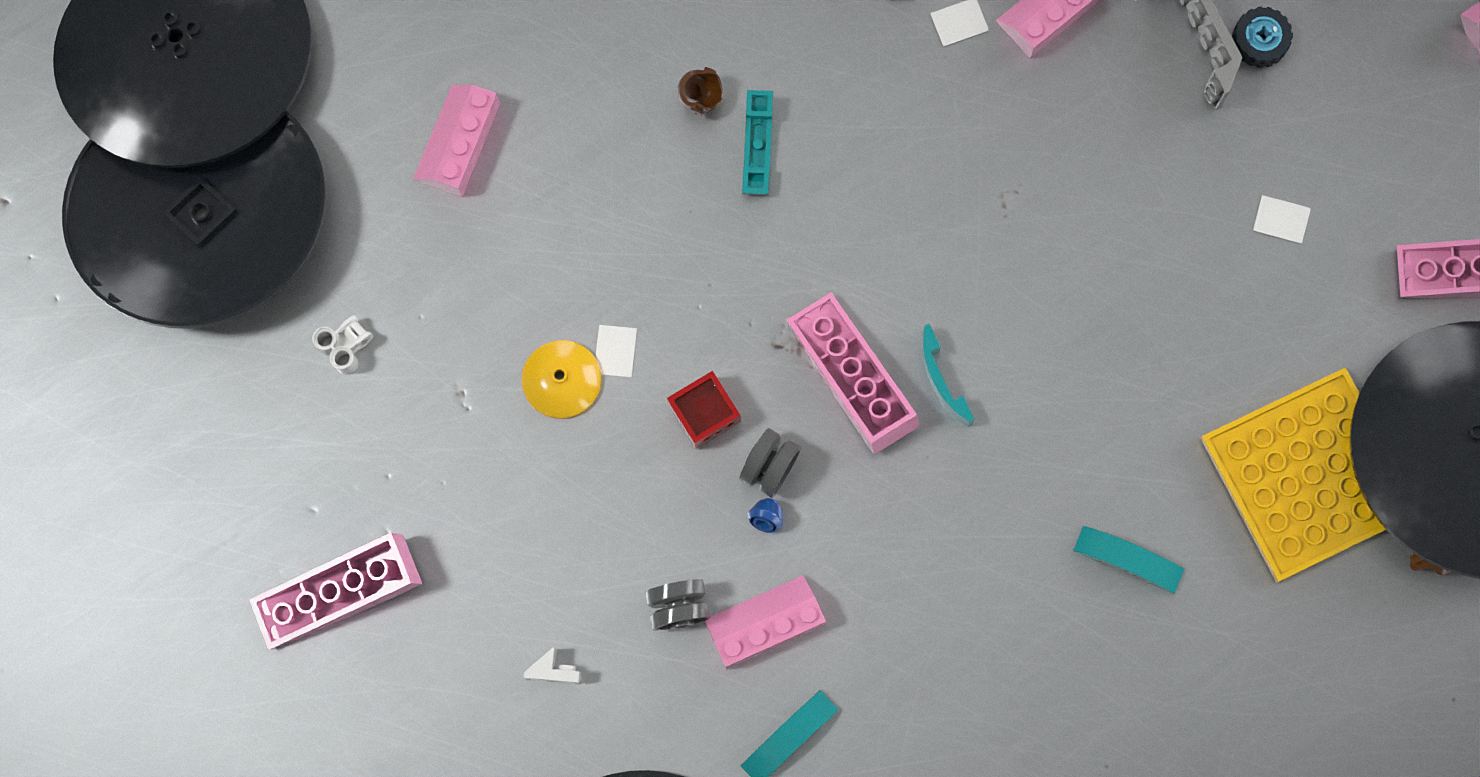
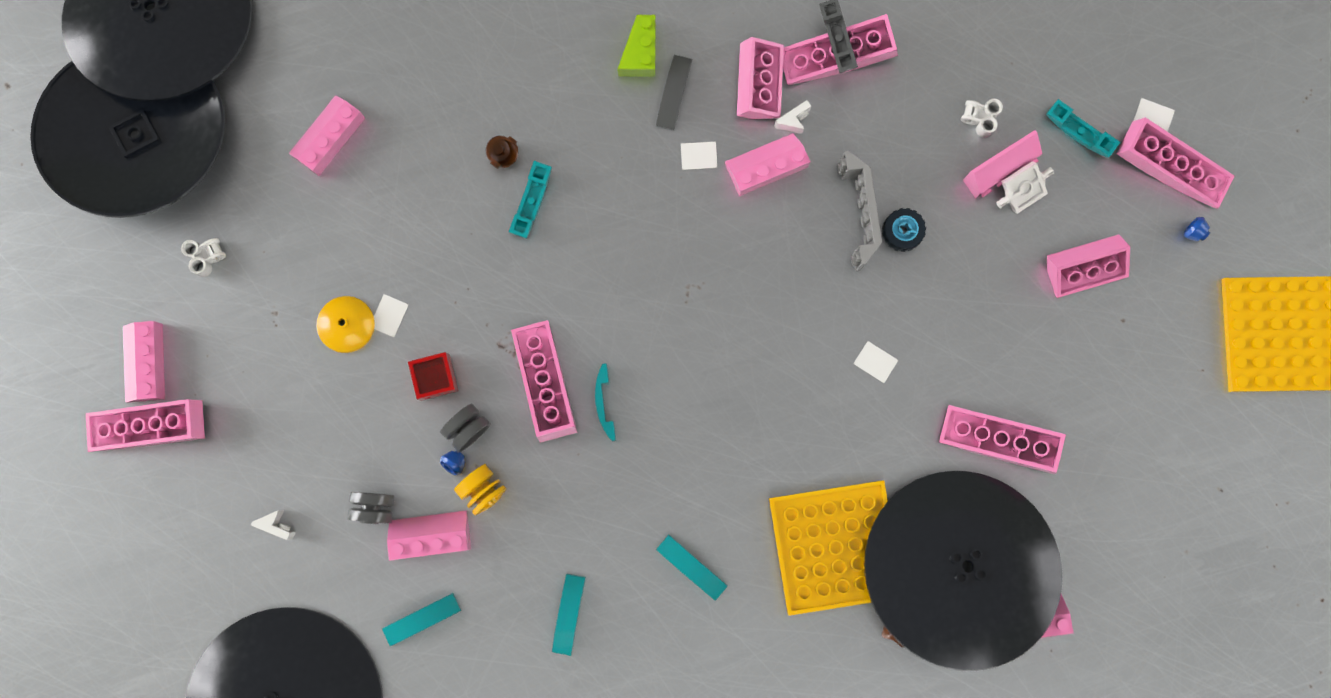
camera: 10 degrees right, 5 degrees up
(304, 508) = (144, 361): none -> bright pink slope
(816, 538) = (480, 489): none -> yellow wheel
(985, 671) = (568, 614): none -> teal slope

